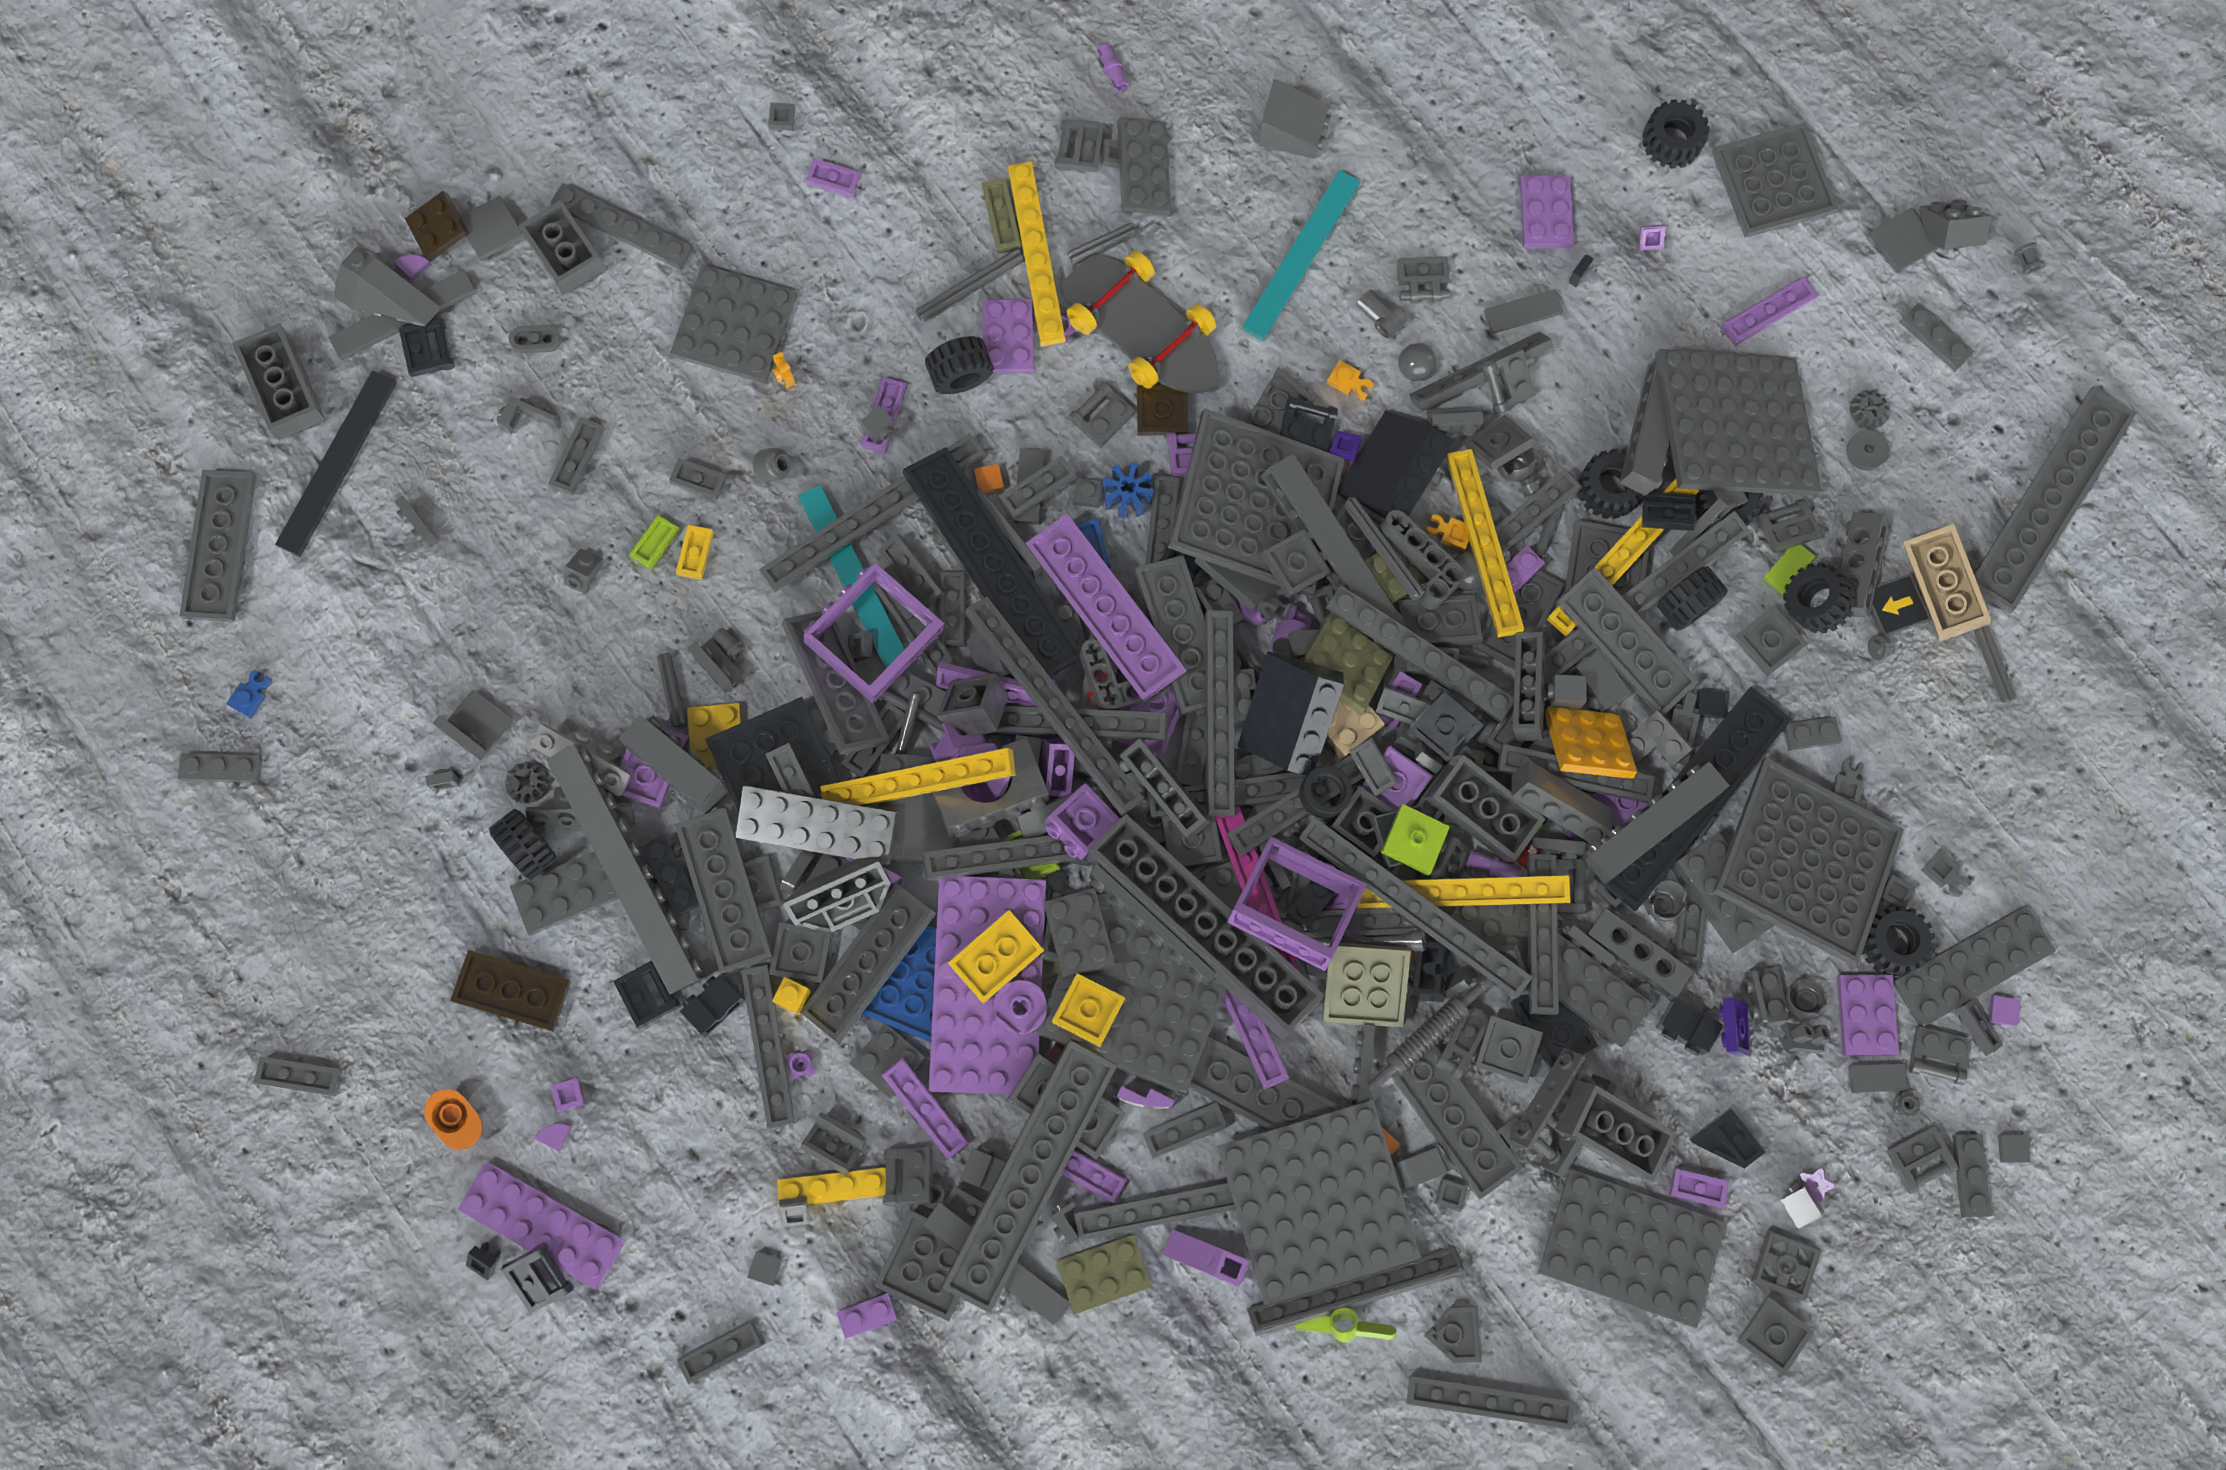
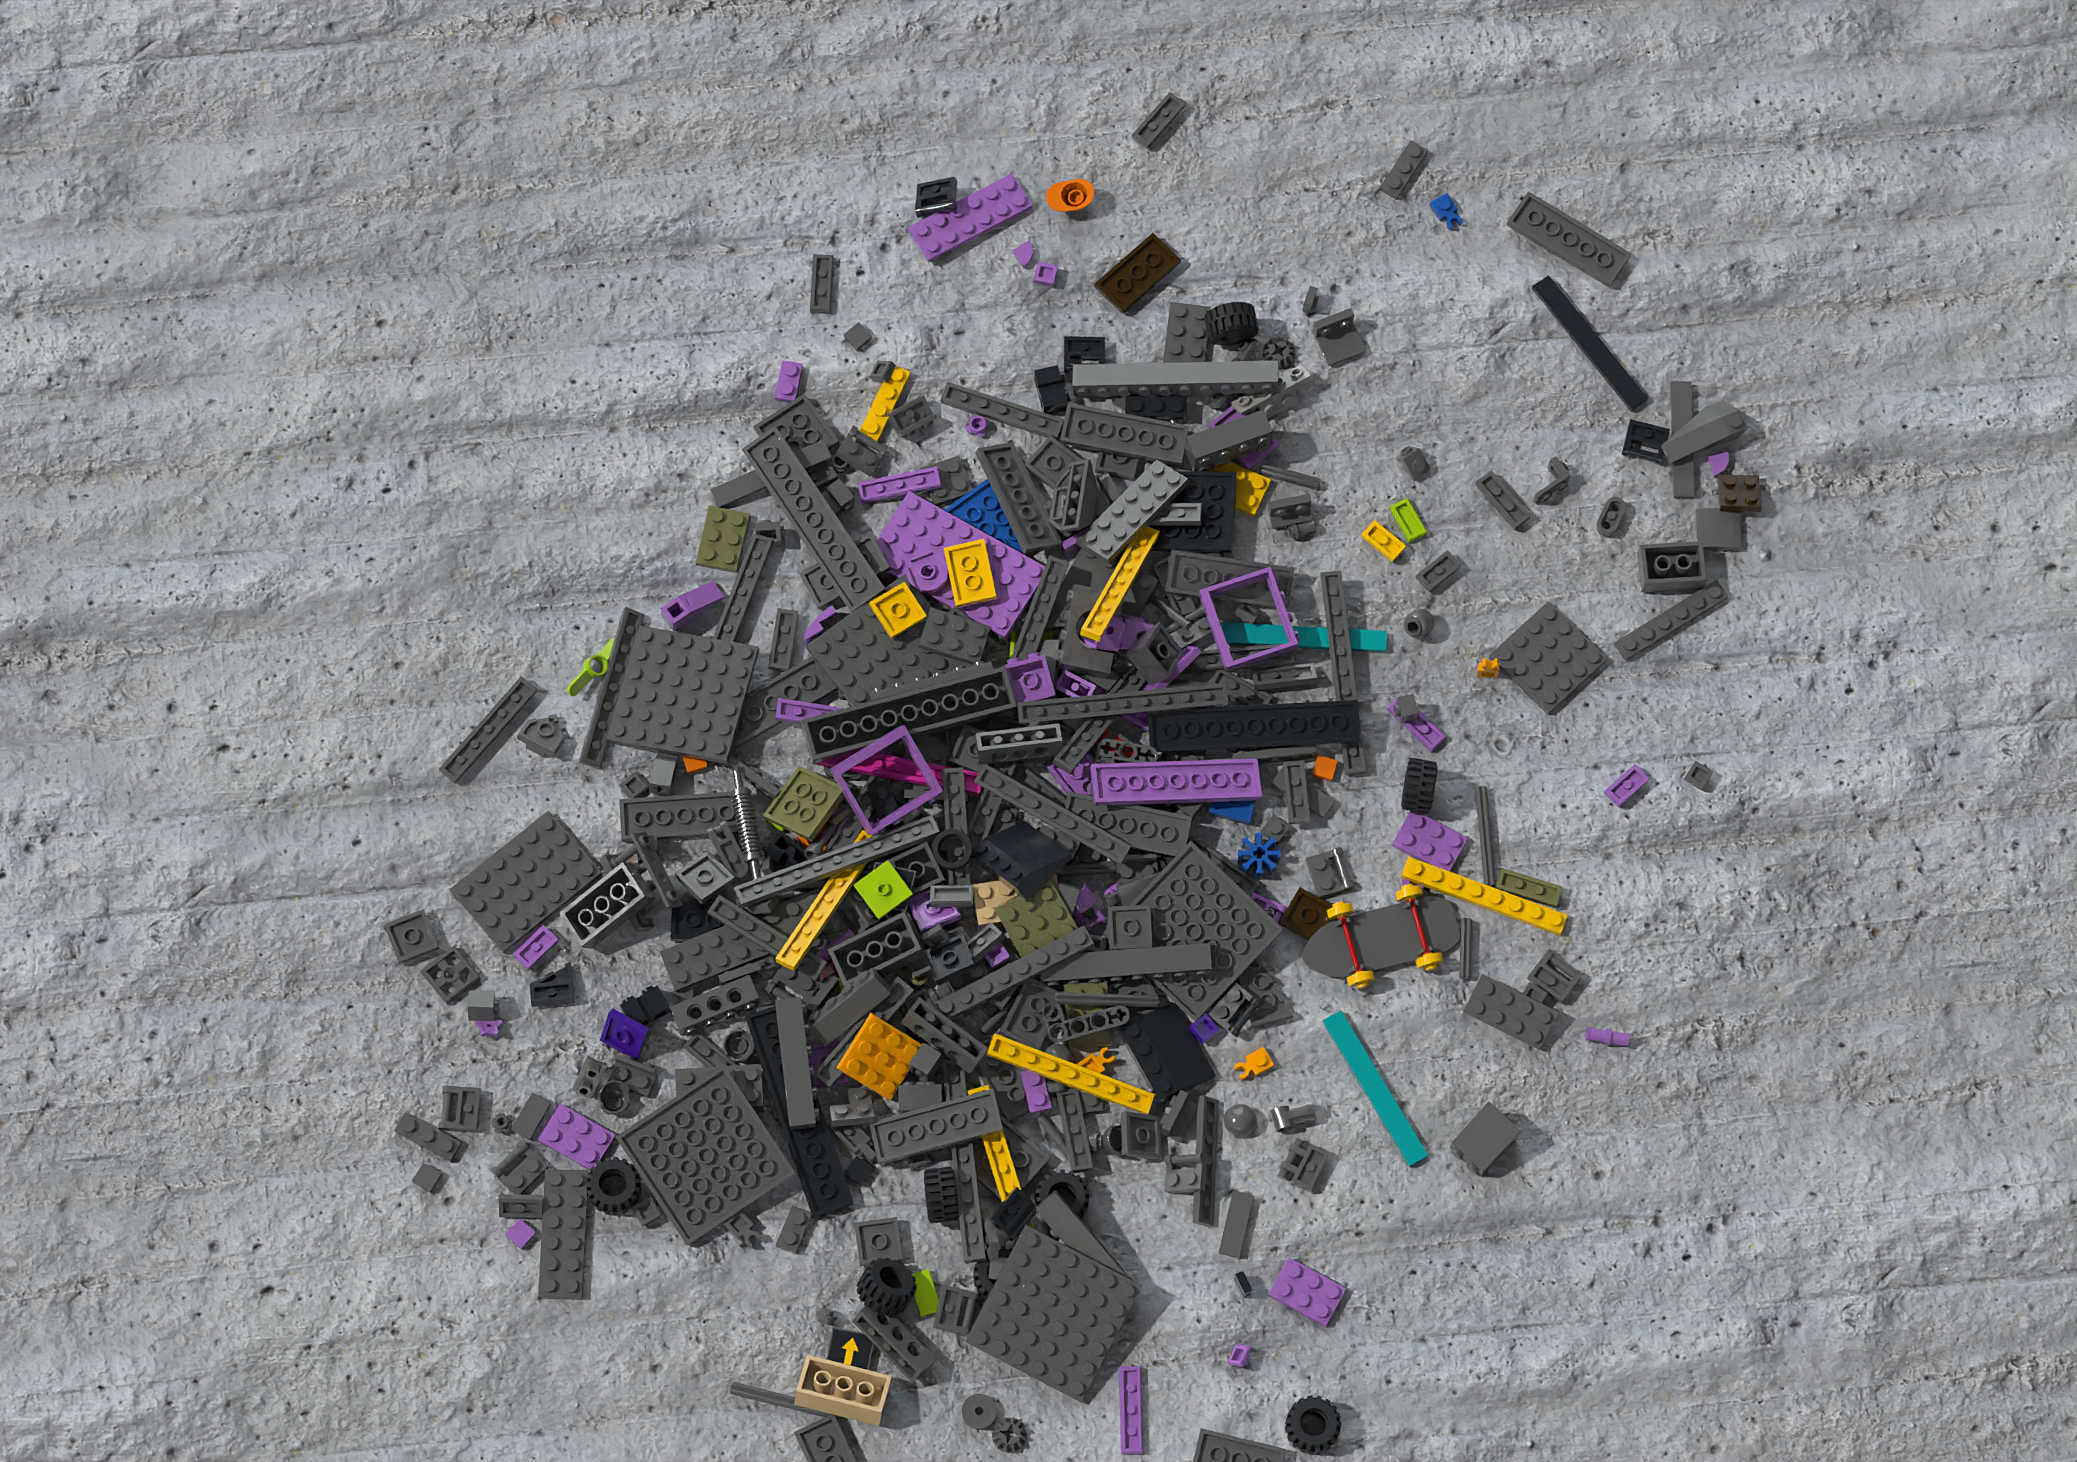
camera: 120 degrees right, 5 degrees down
(278, 381) = (1670, 331): dark grey brick -> none
(420, 529) = (1506, 372): dark grey plate -> none
(481, 1262) = (967, 171): black tile -> none
(791, 996) = (1026, 441): yellow brick -> none
(1094, 1176) = (790, 567): medium lavender tile -> none
(1943, 871) = (641, 1254): dark grey plate -> none

